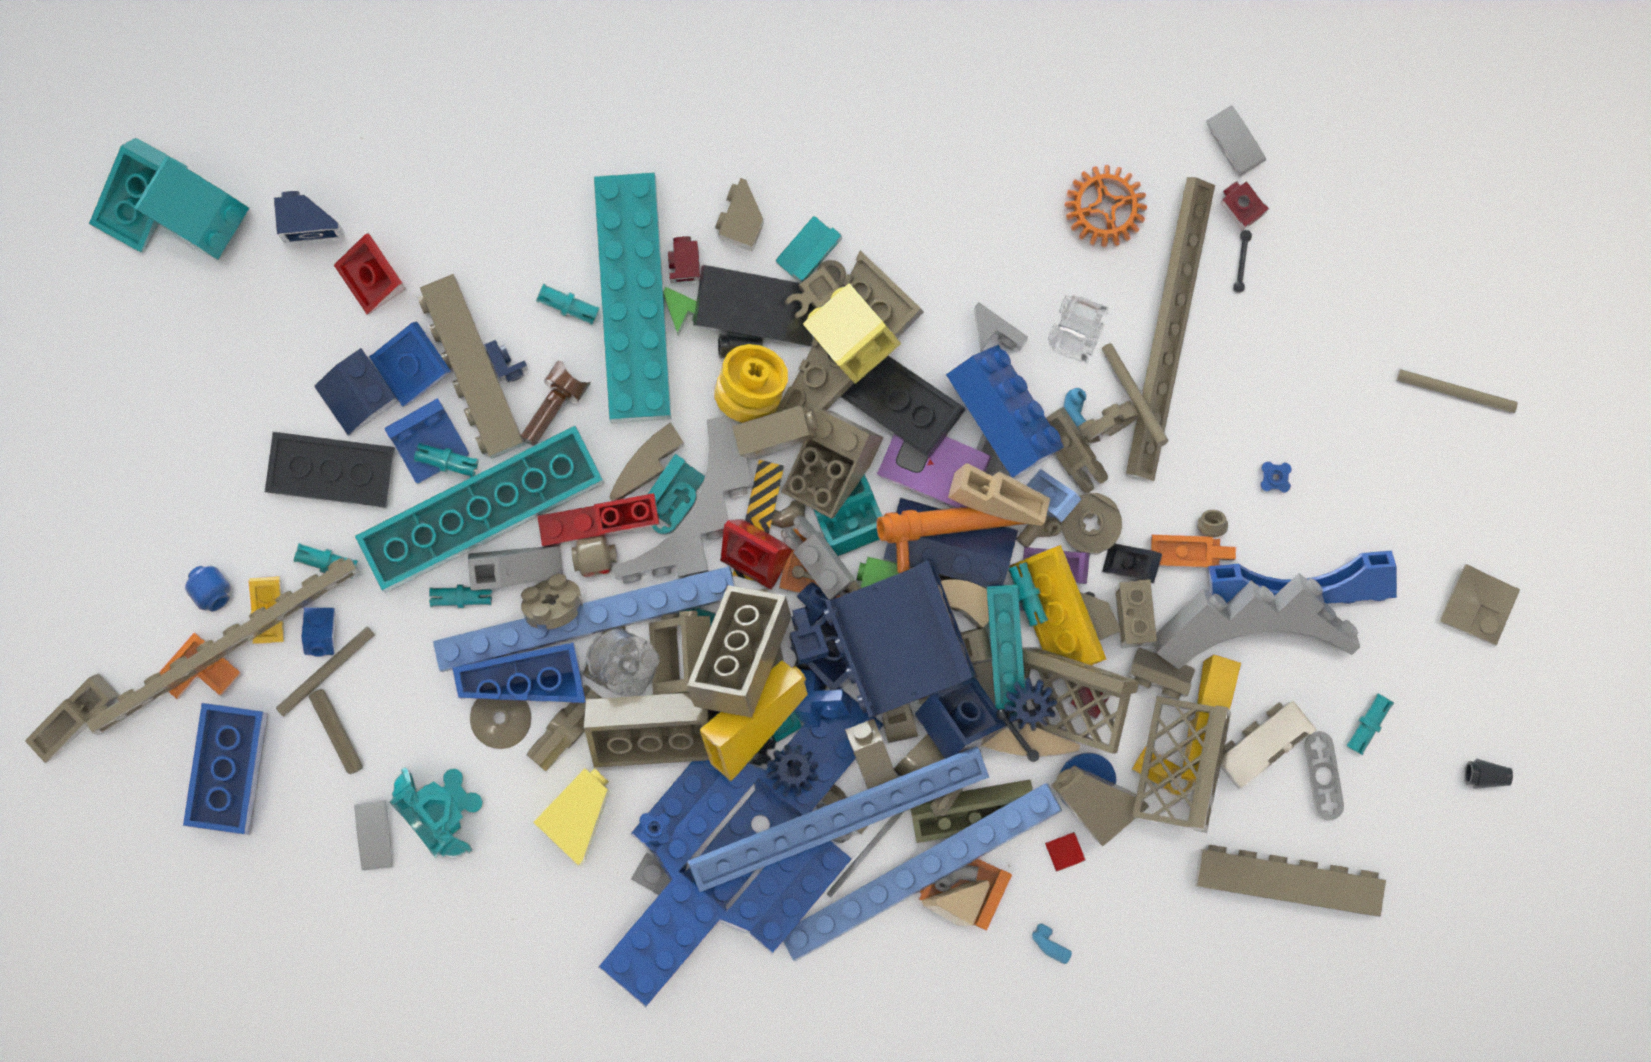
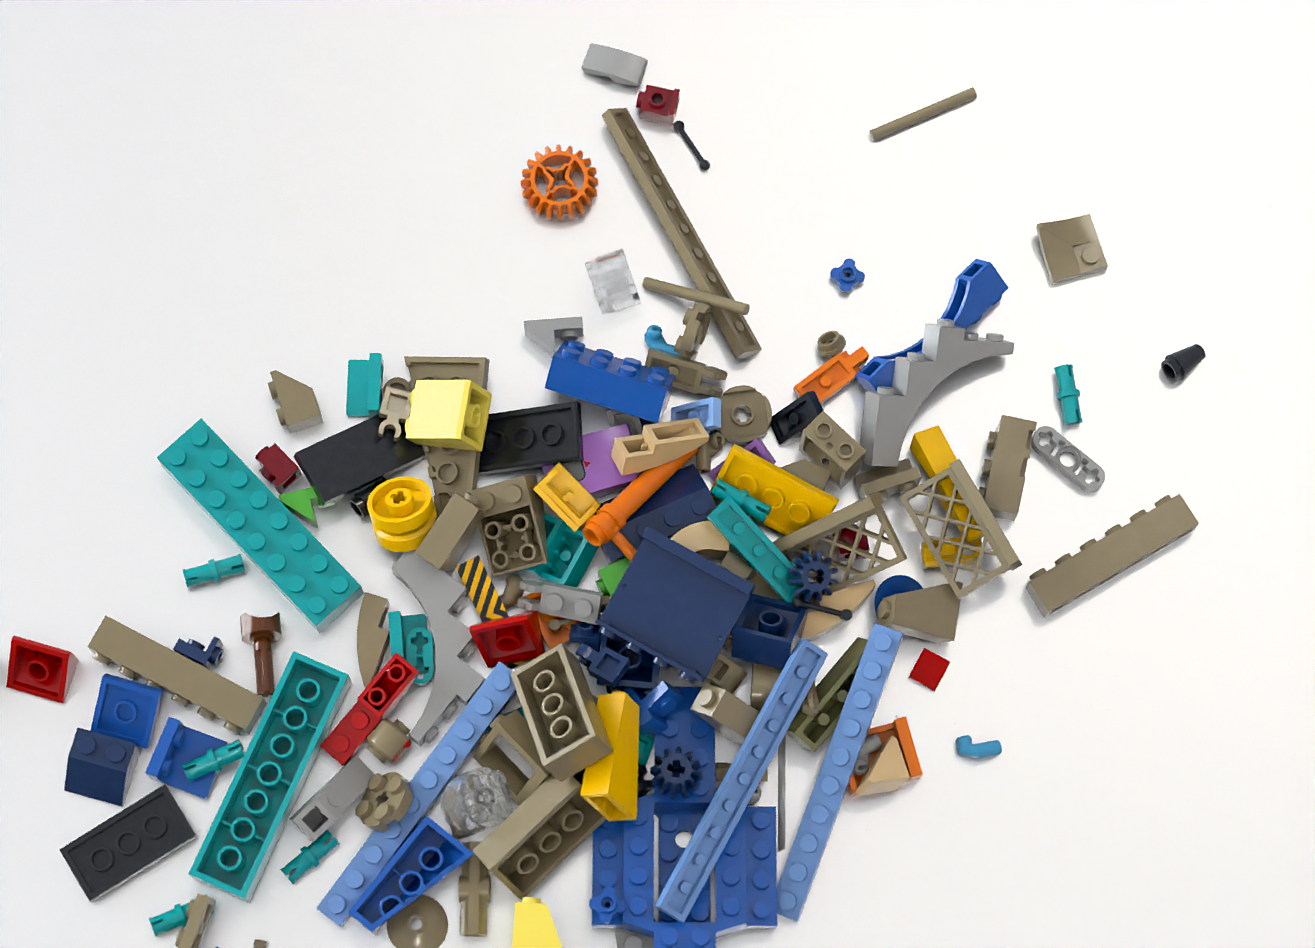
camera: 40 degrees left, 10 degrees down
(890, 477) = (566, 496): none -> yellow hinge

